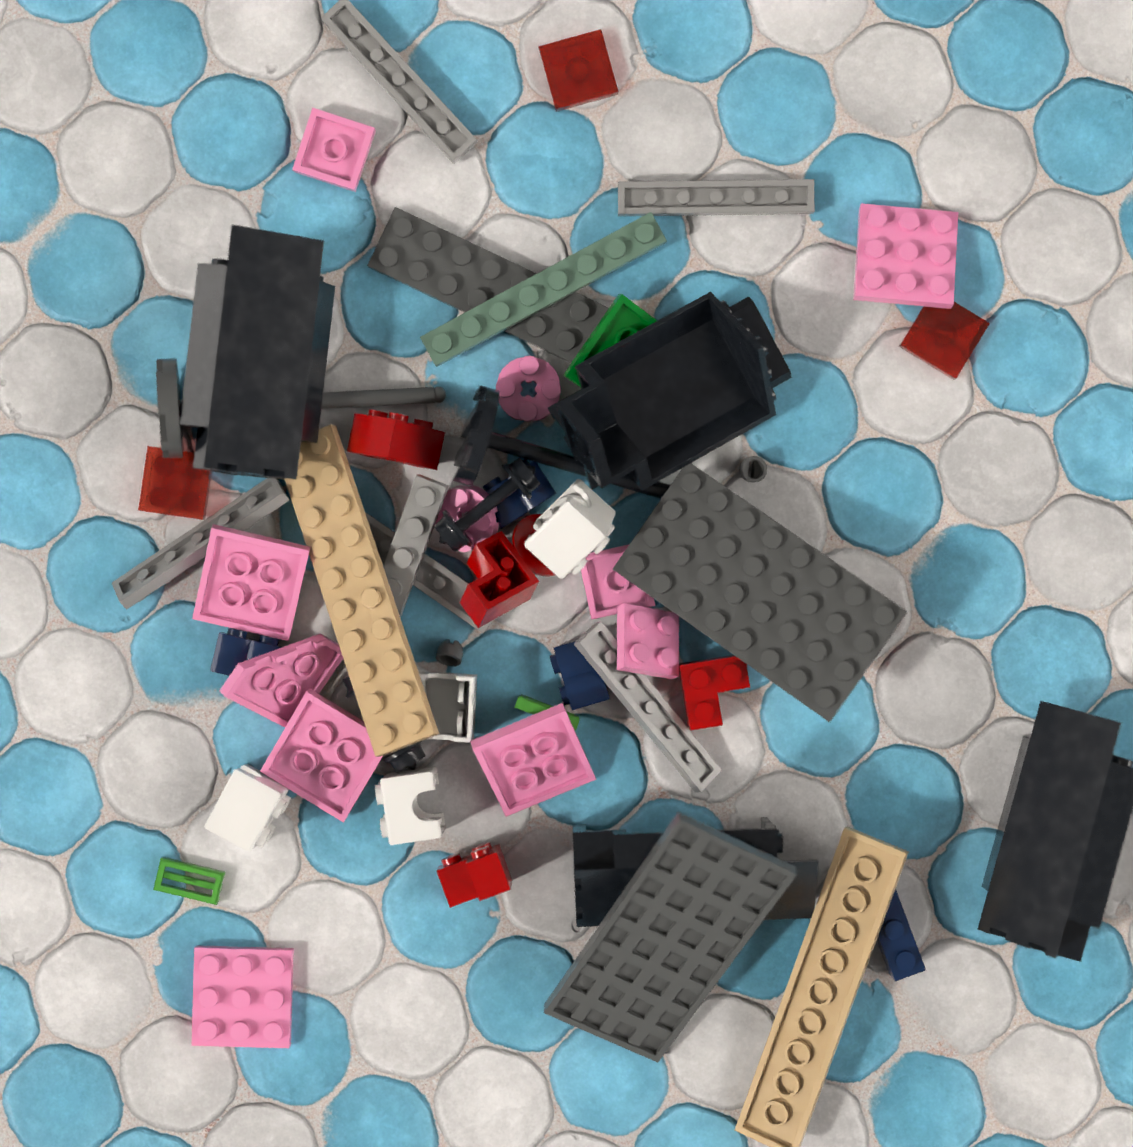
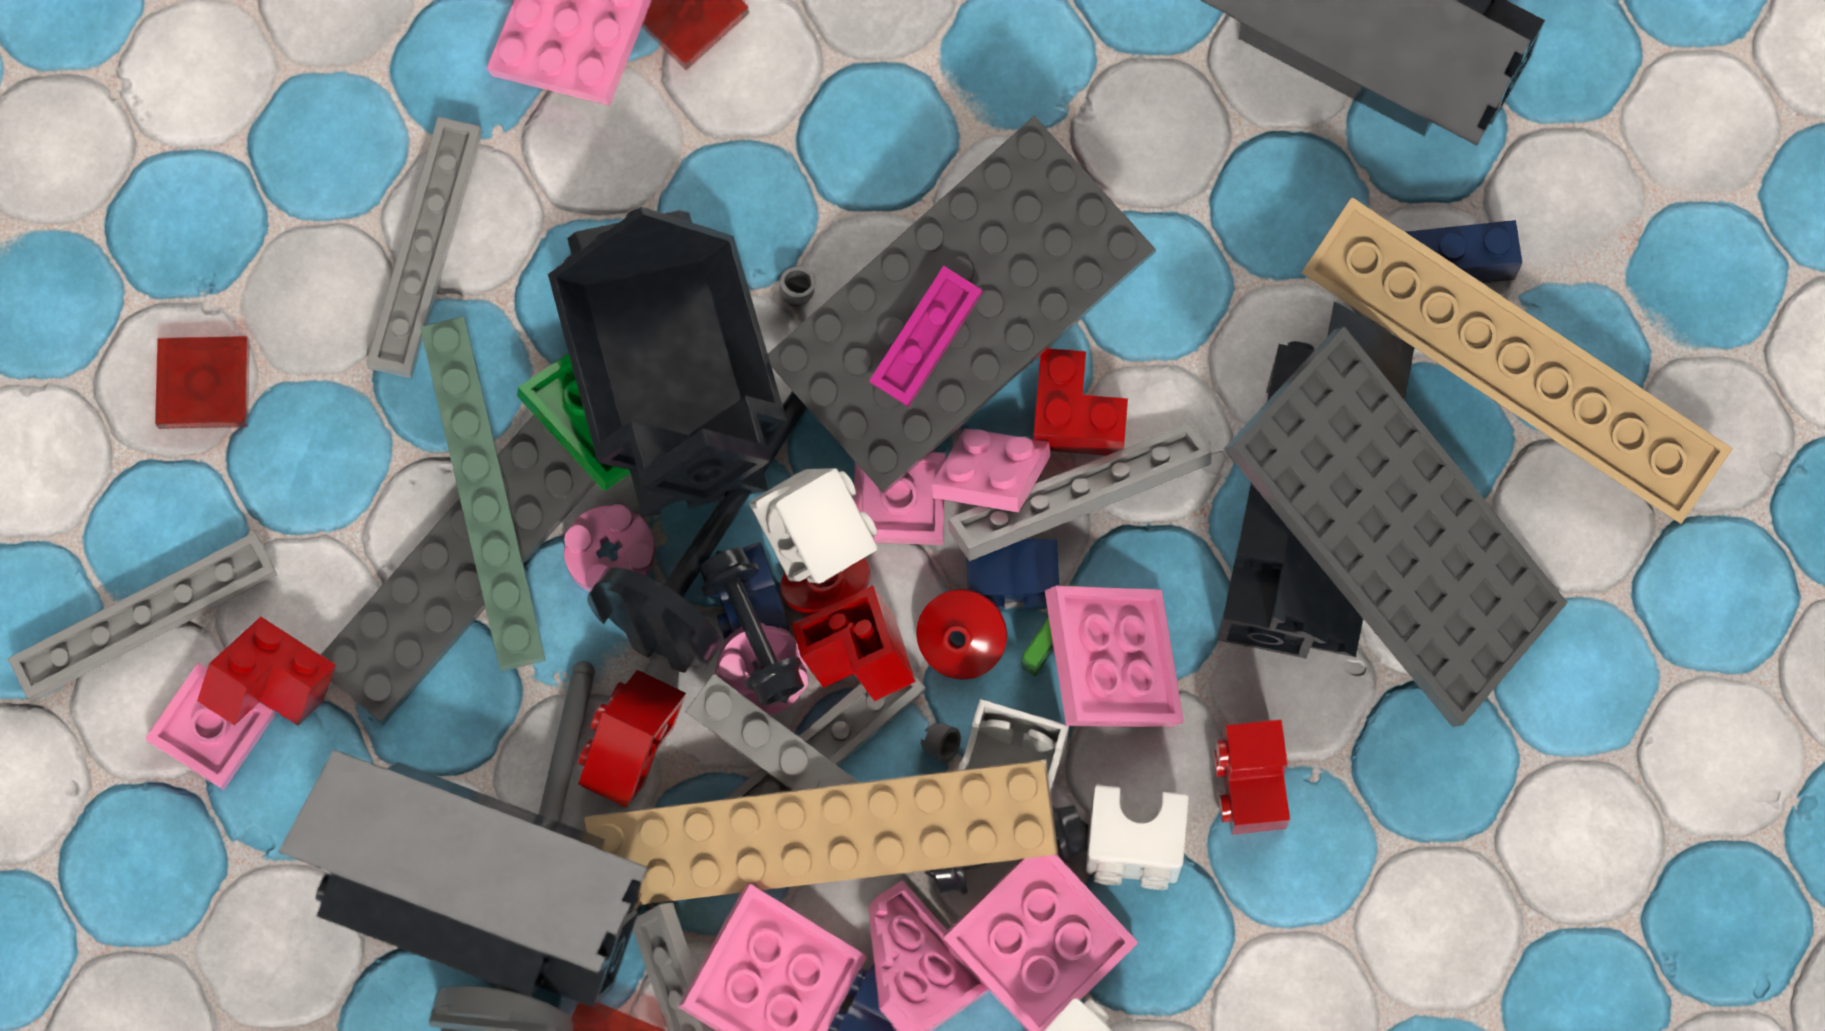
camera: 70 degrees left, 15 degrees down
(380, 177) = (268, 669): none -> red brick
(539, 651) = (976, 619): none -> red dish
(724, 574) = (926, 336): none -> dark pink plate

